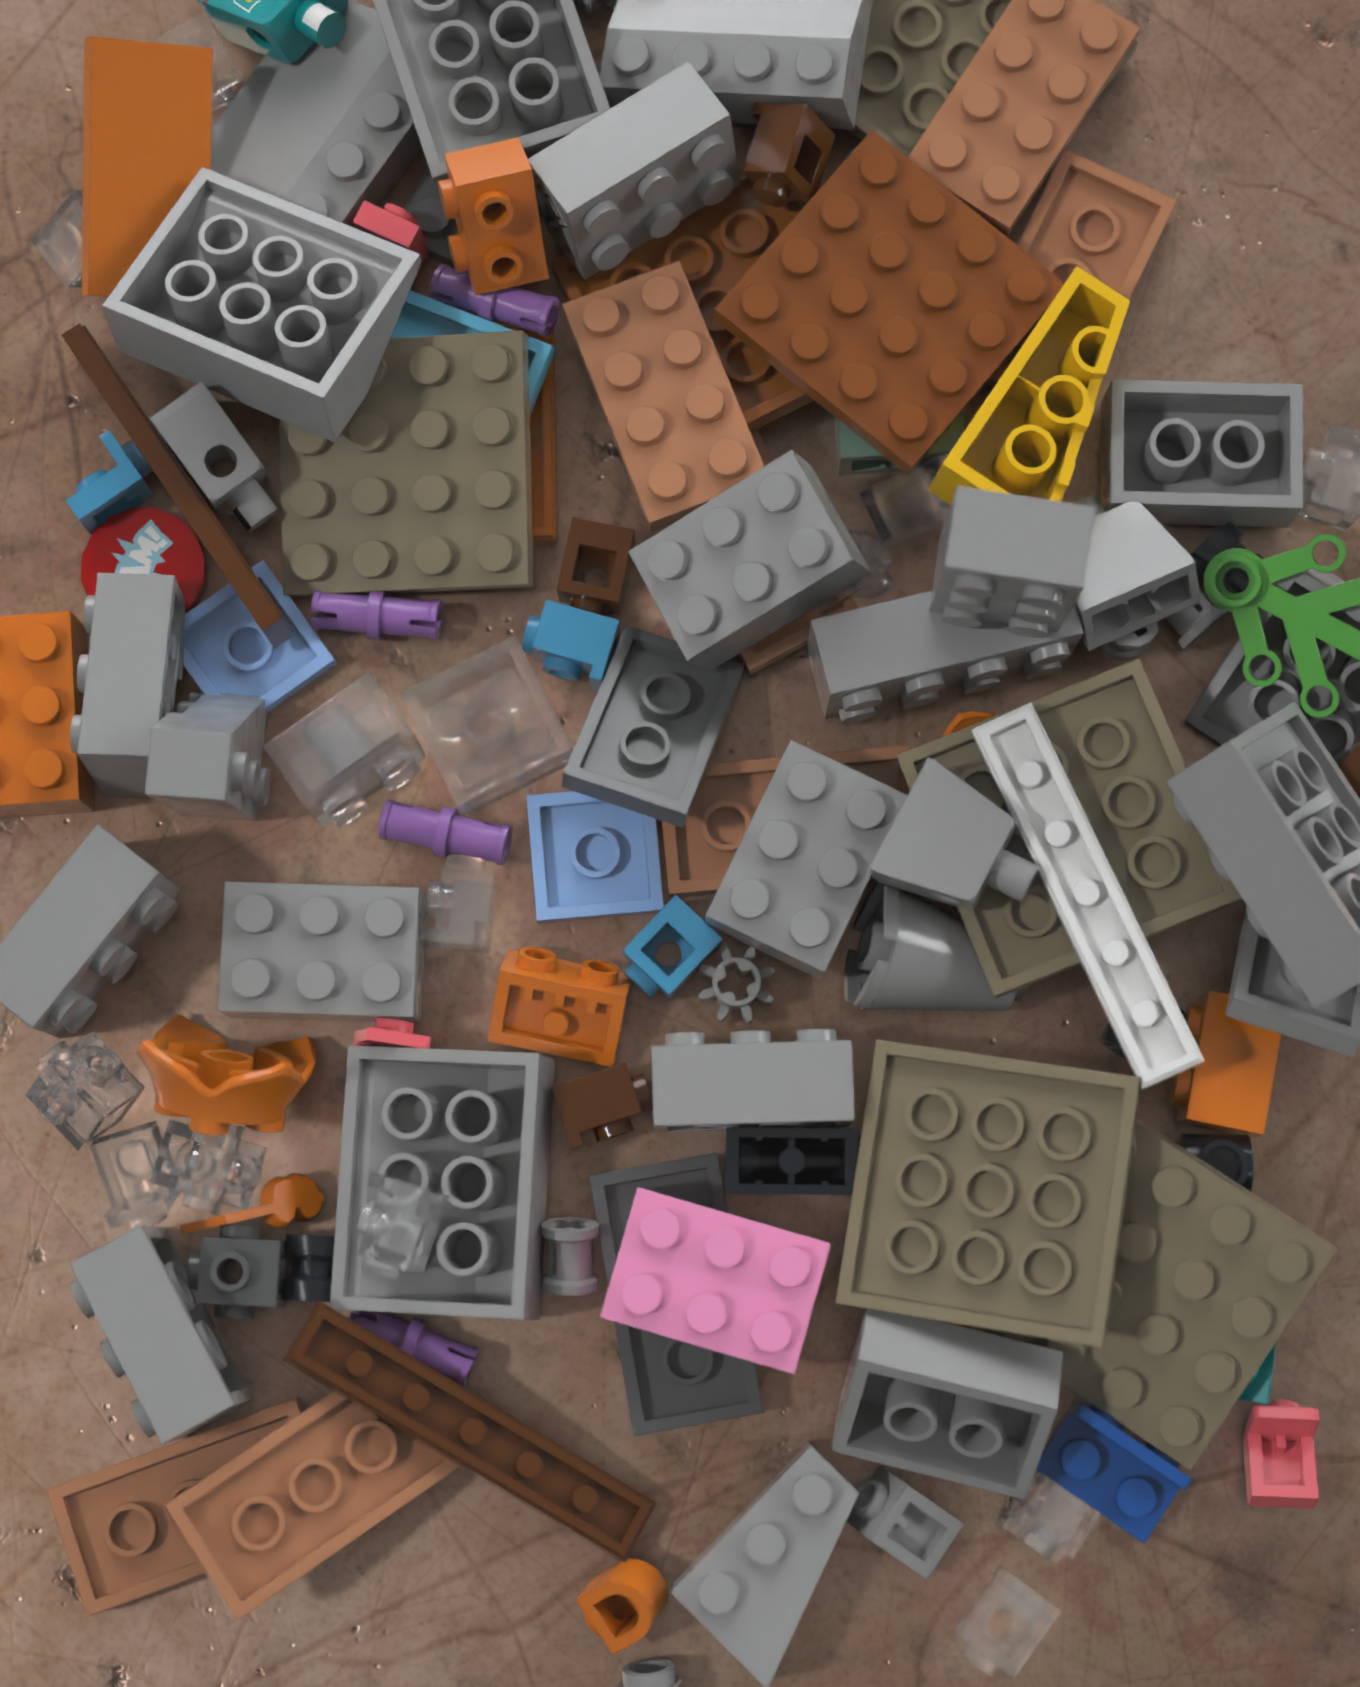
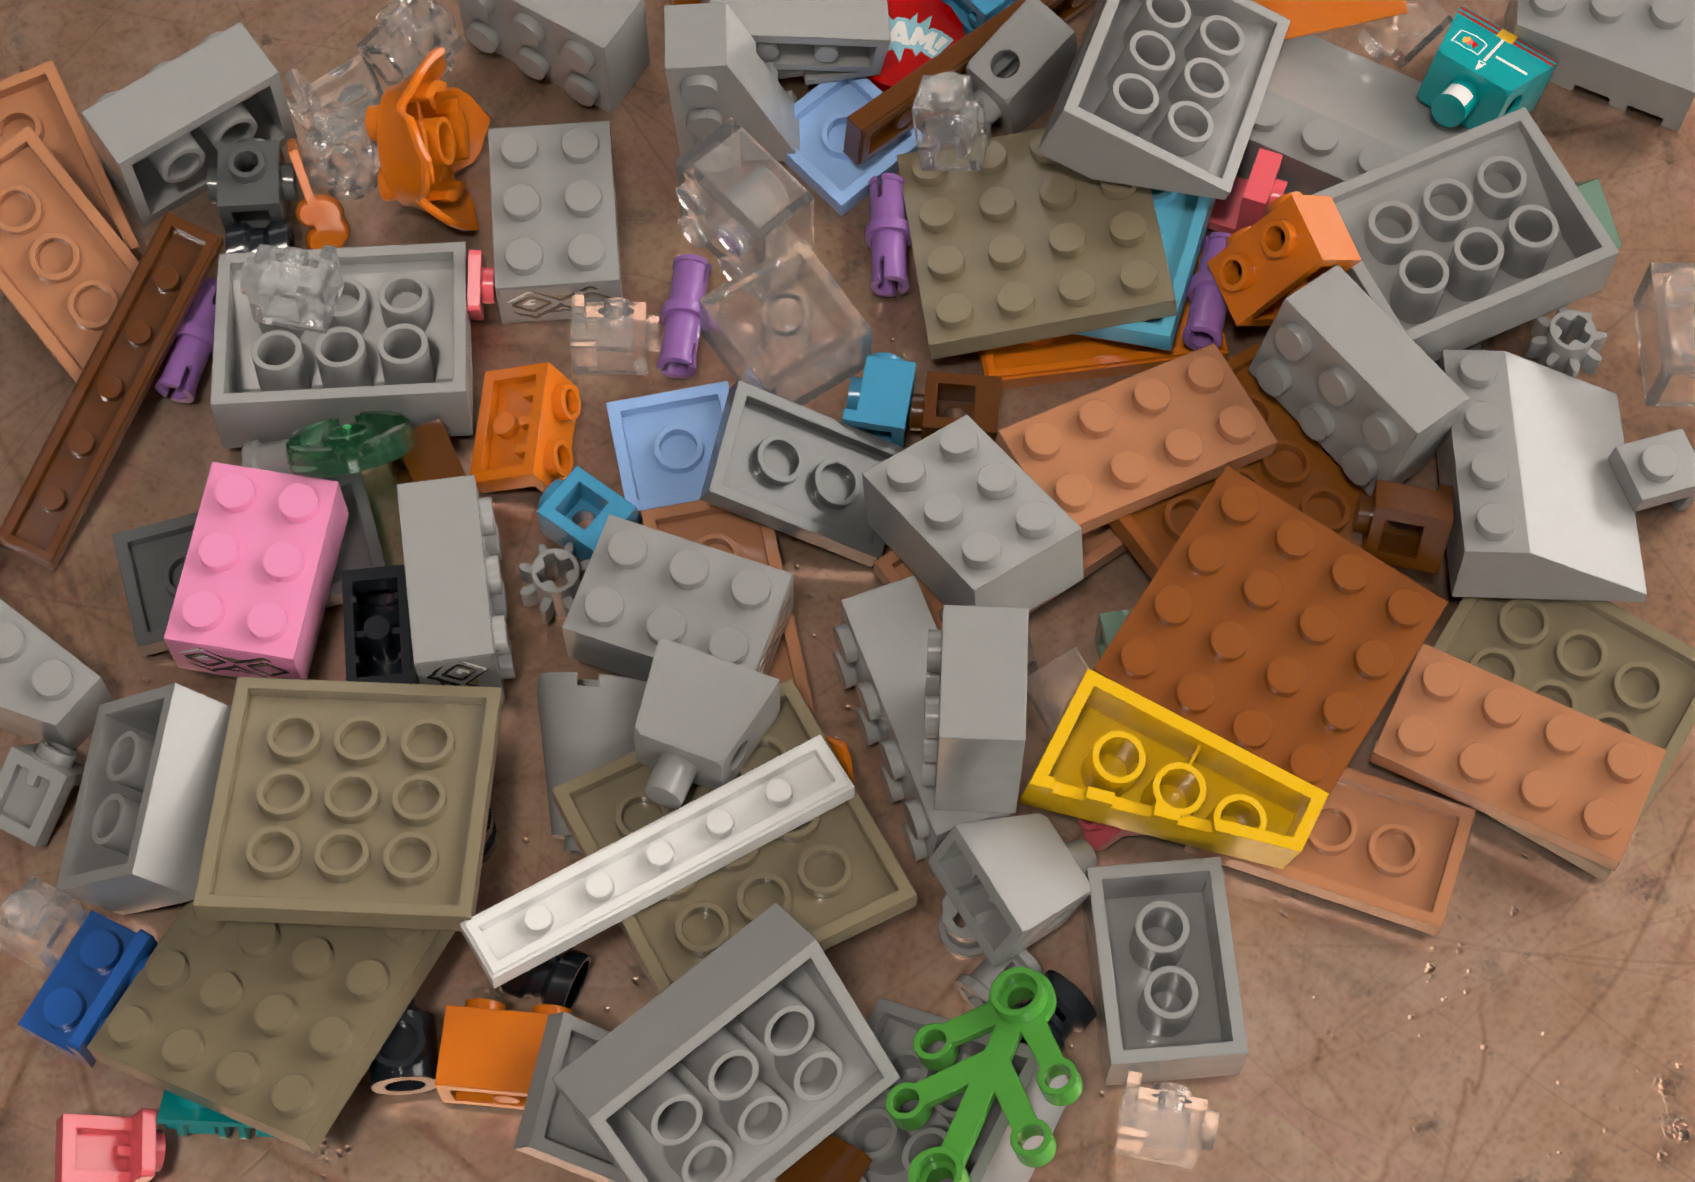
camera: 80 degrees right, 15 degrees down
(281, 527) = (950, 124): none -> clear brick
(591, 1174) = (338, 449): none -> clear green tile

